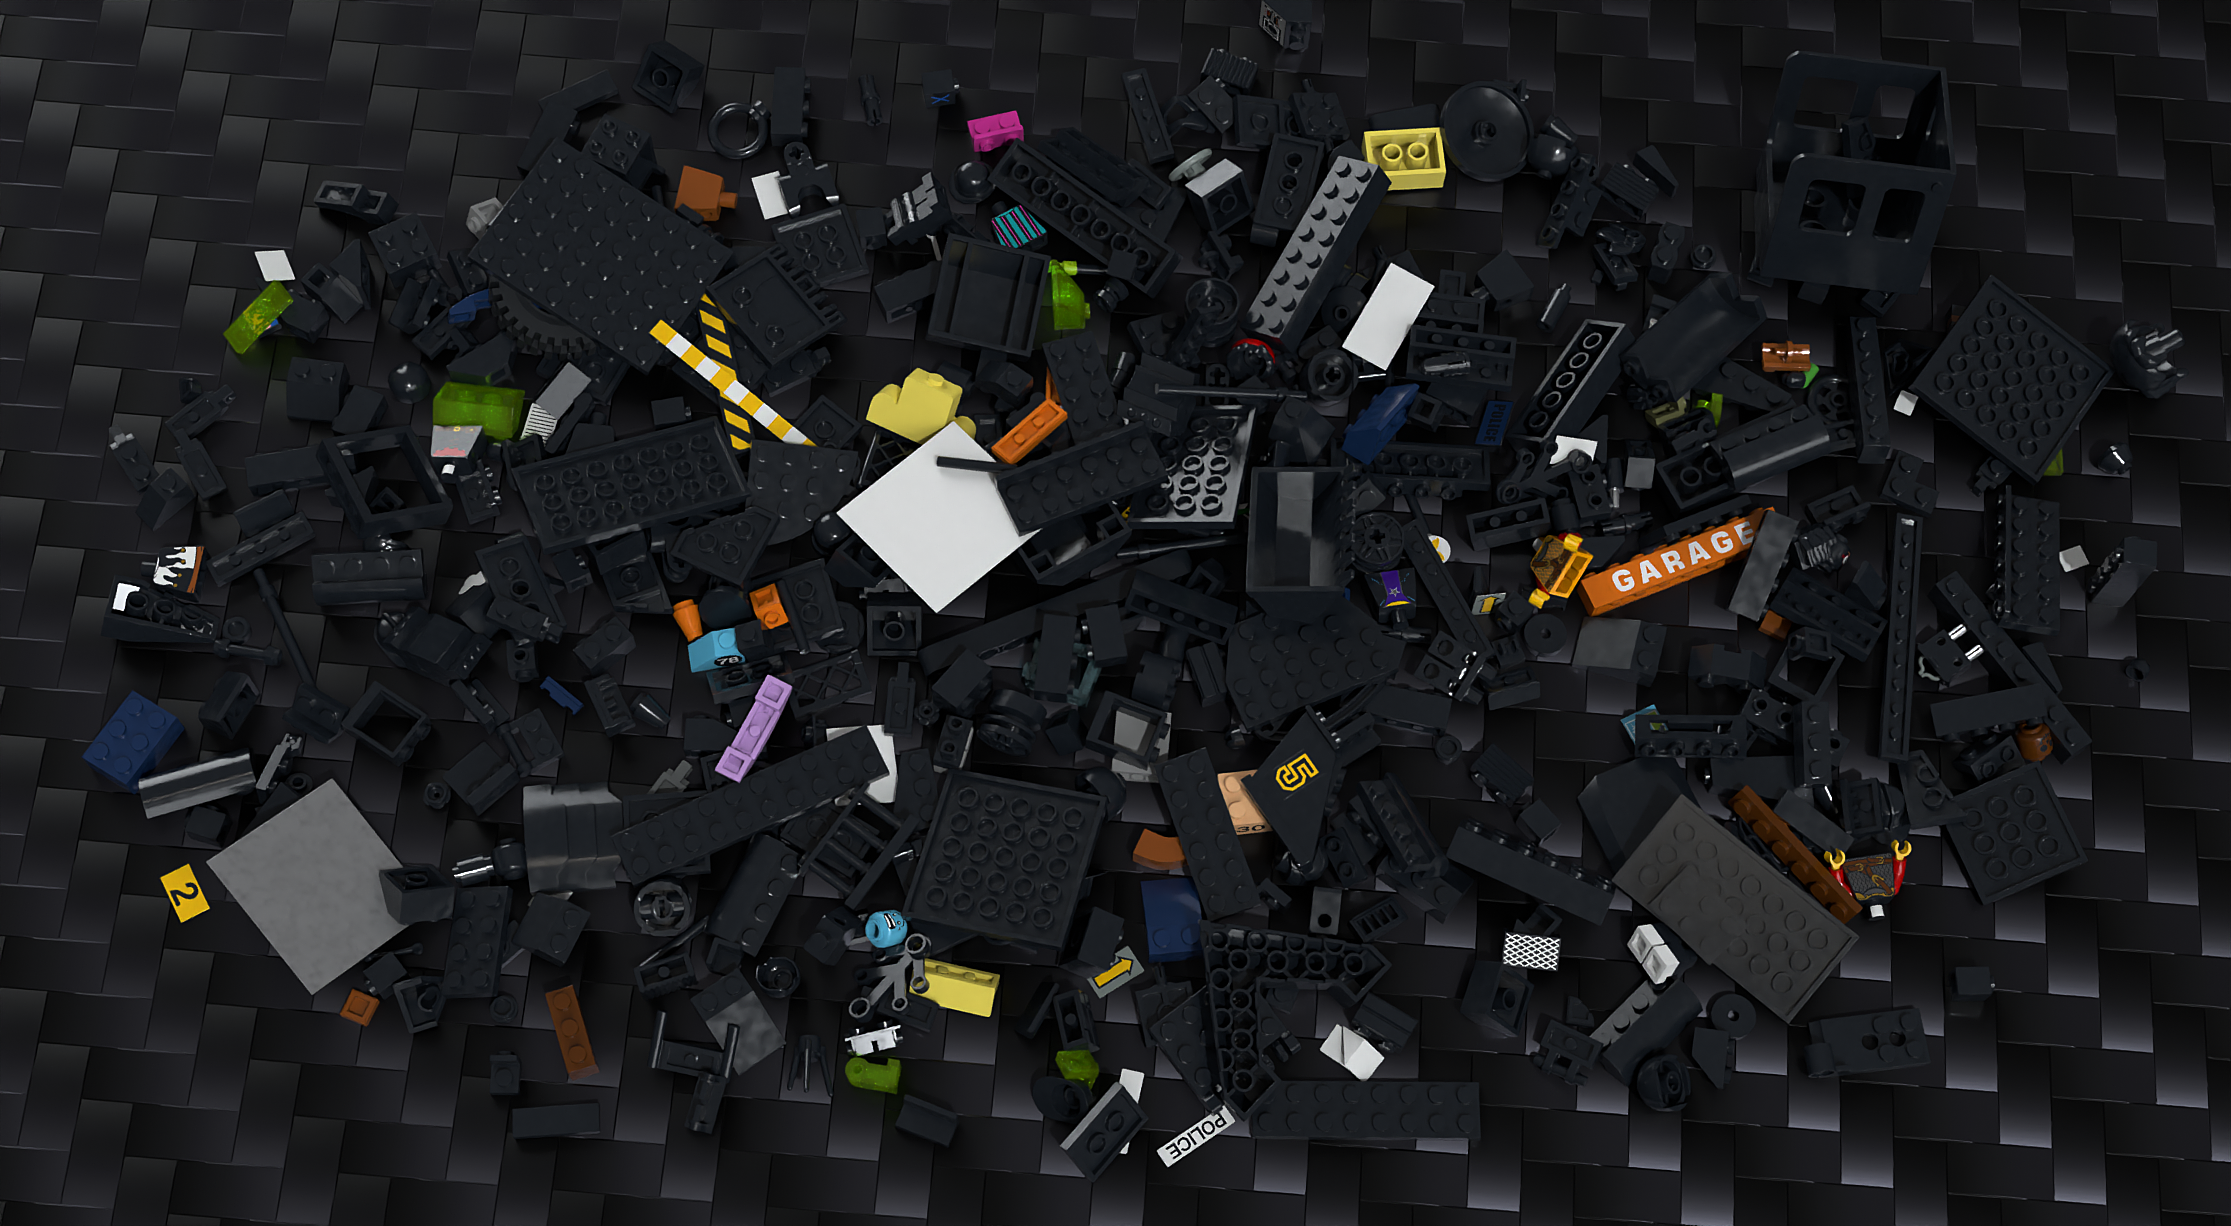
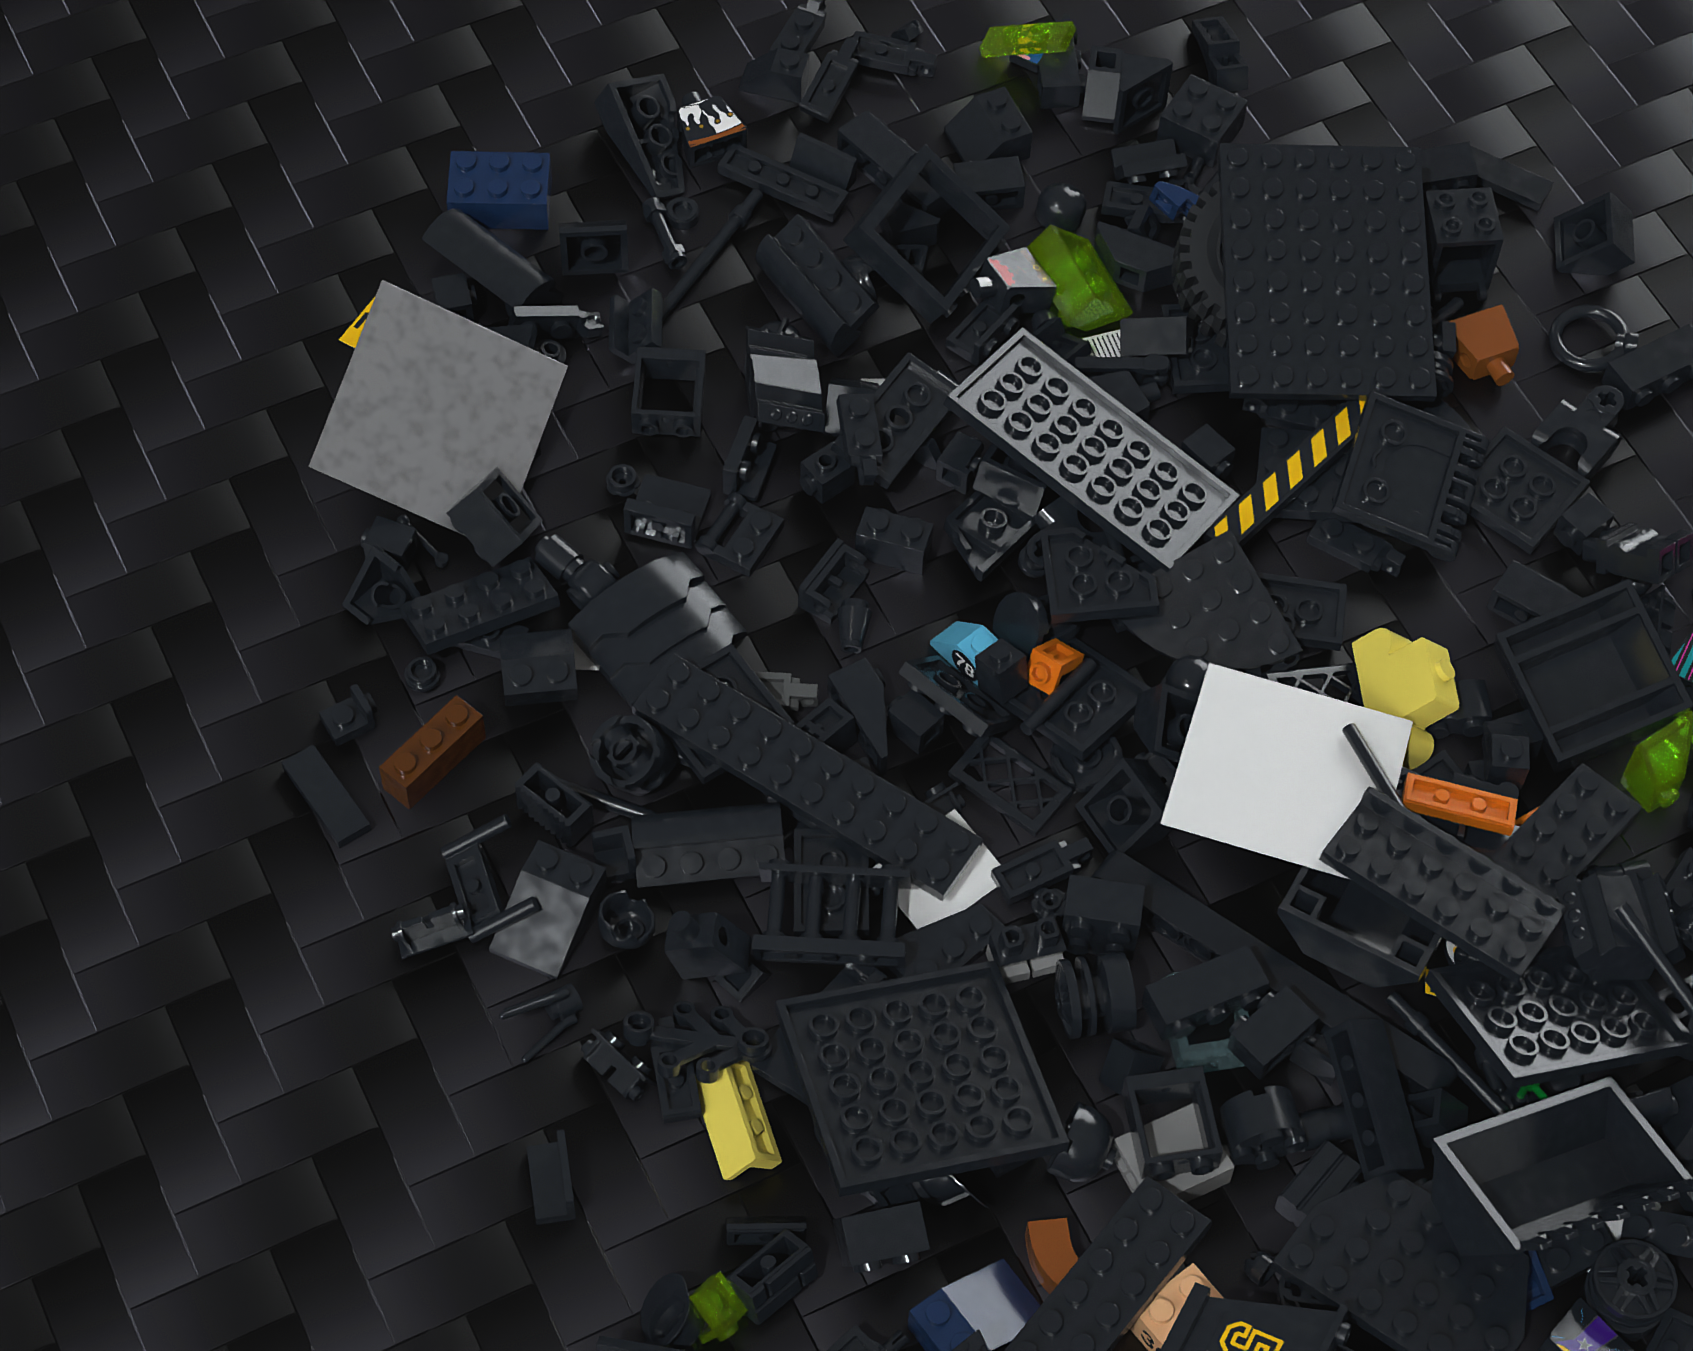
camera: 60 degrees right, 10 degrees down
(274, 265) = (1095, 25): white sticker -> none
(359, 1007) = (342, 543): dark orange tile -> none
(561, 695) = (814, 535): dark blue piece -> none
(688, 619) = (985, 601): orange cone -> none
(728, 385) = (1279, 481): sticker -> none
(755, 729) = (897, 730): lavender slope -> none
(769, 195) = (1538, 409): white sticker -> none
(874, 1076) = (568, 1082): clear neon green leg -> none
(886, 928) = (754, 1000): medium azure head -> none
(1123, 970) = (871, 1294): sticker -> none

